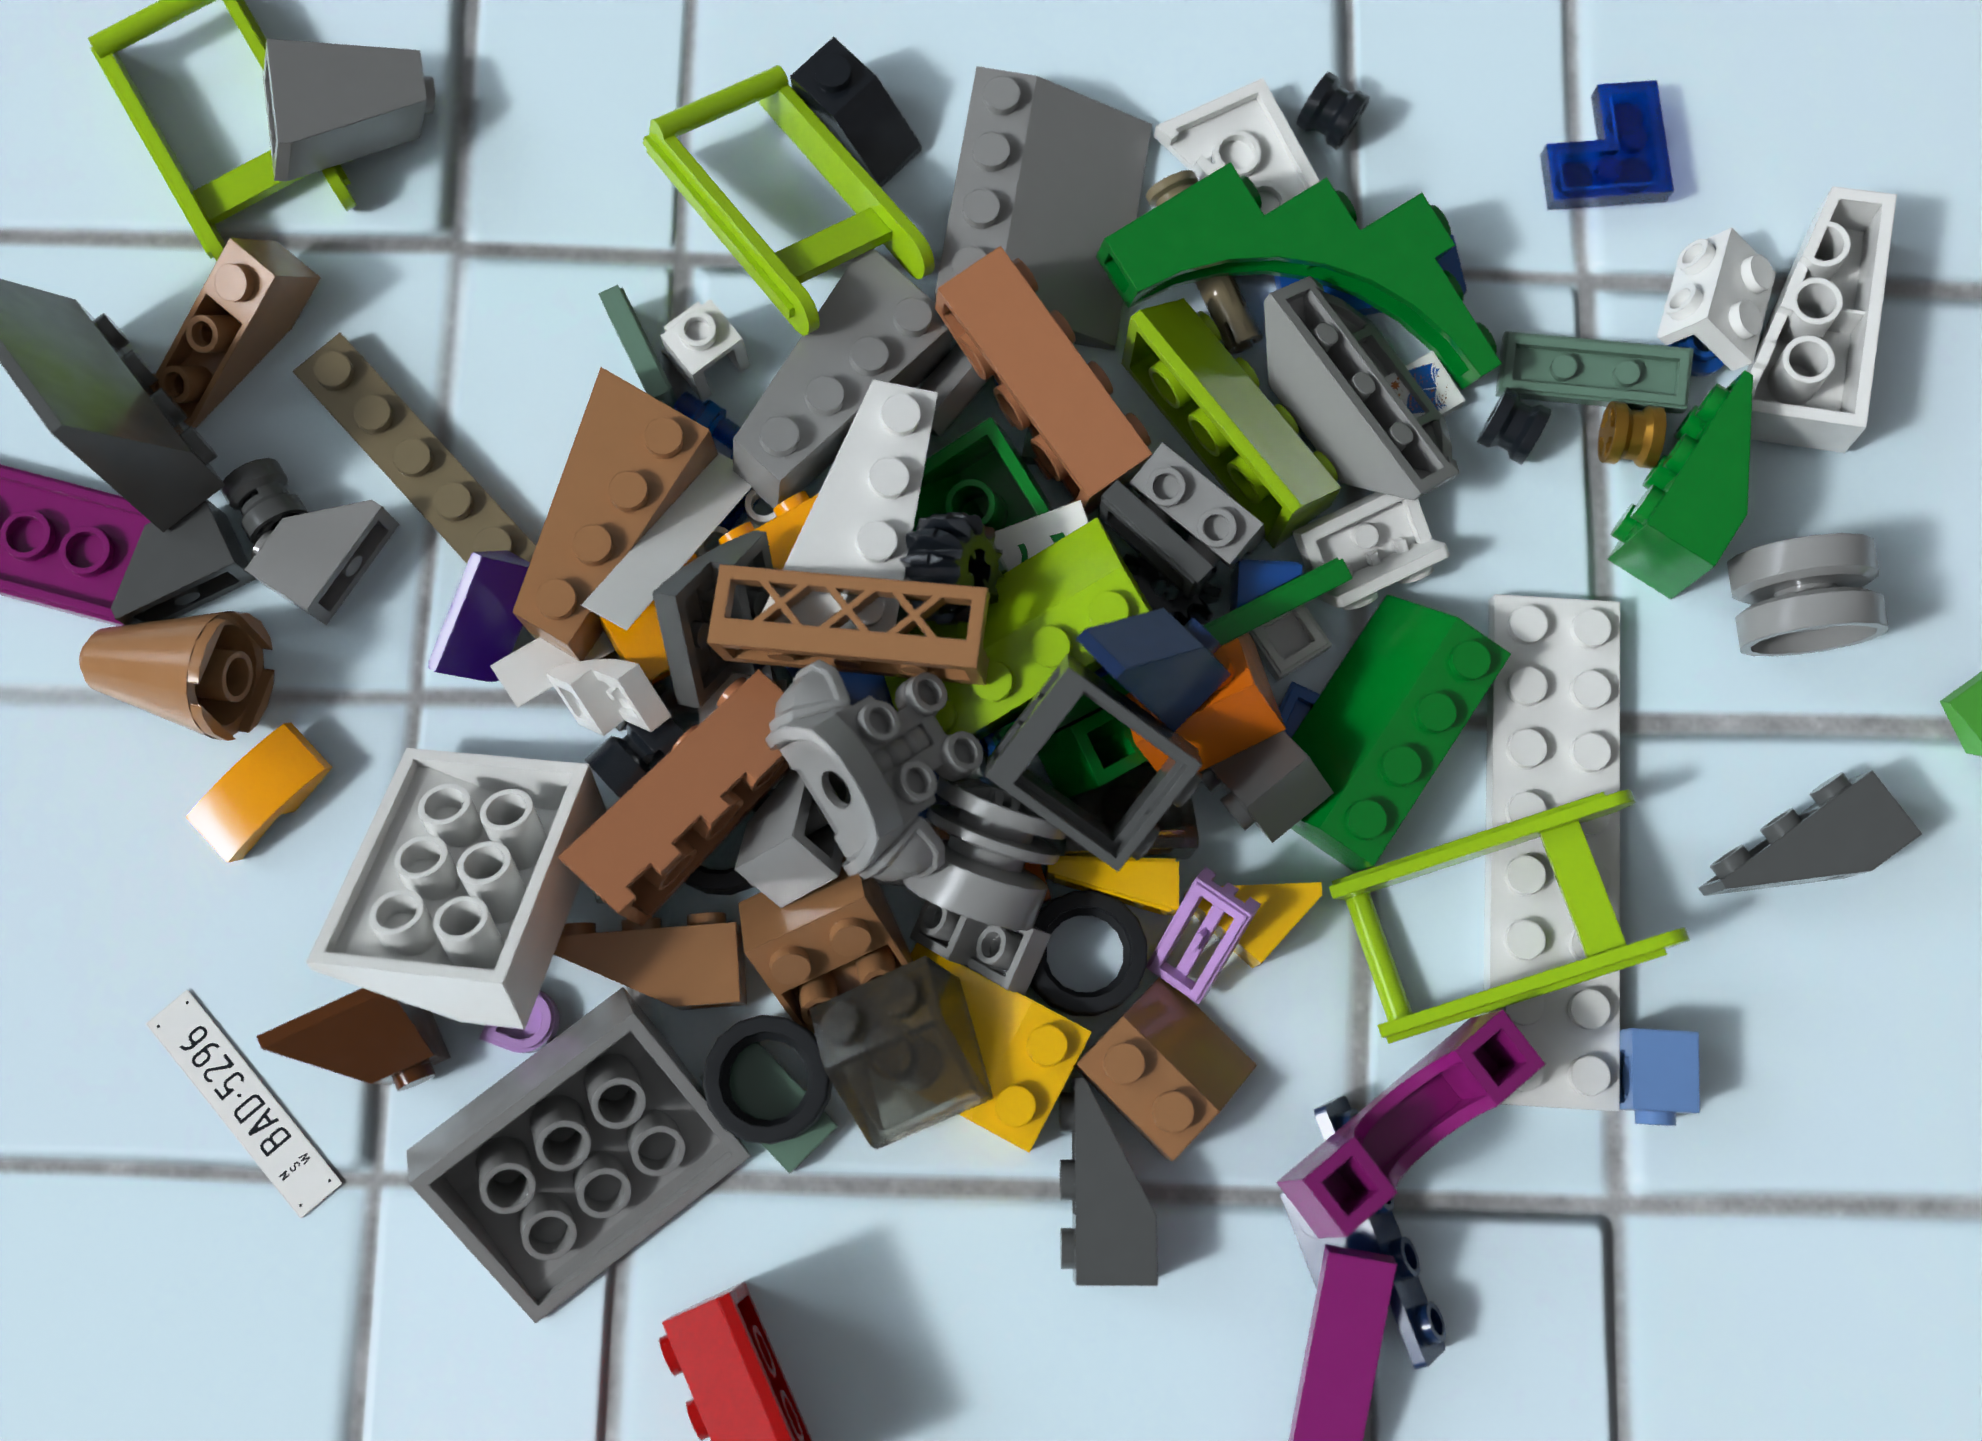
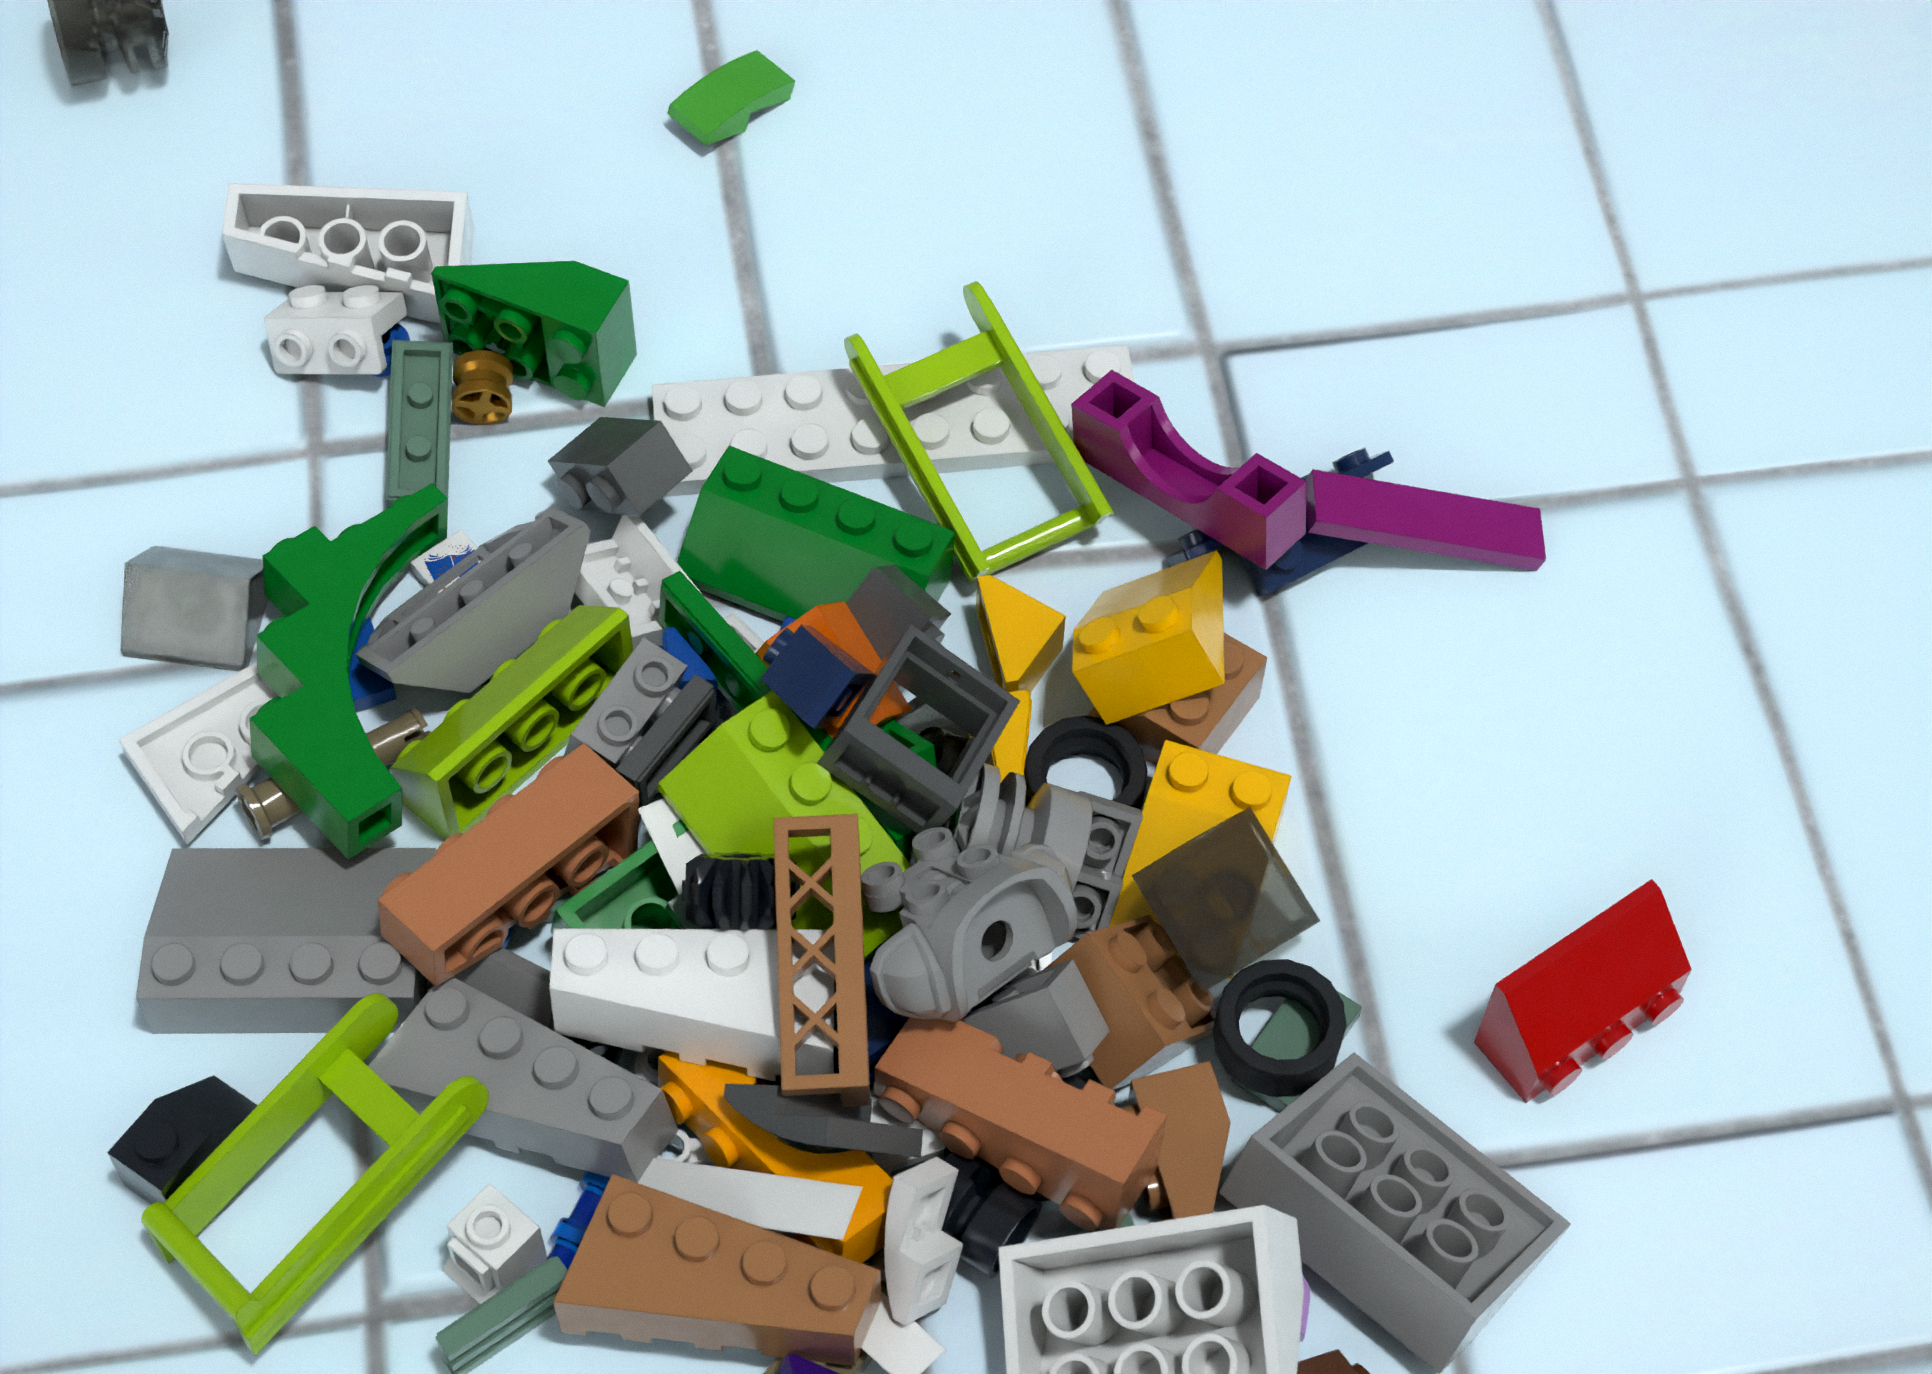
camera: 100 degrees left, 20 degrees down
(1111, 1216) = (1319, 724): dark grey slope -> none
(1219, 1046) = (1153, 639): none -> yellow slope
(1223, 902) = (1017, 648): lavender tile -> none
(1332, 110) = (151, 673): black wheel -> none
(1412, 145) = (192, 607): none -> clear smoke slope
(1499, 543) = (619, 466): none -> dark grey brick
(1514, 426) = (485, 482): black wheel -> none
(1626, 160) = (183, 416): clear blue plate -> none
(1659, 1074) = (1089, 313): medium blue brick -> none
(1807, 595) = (643, 229): light grey wheel -> none
(1838, 837) = (849, 211): dark grey slope -> none

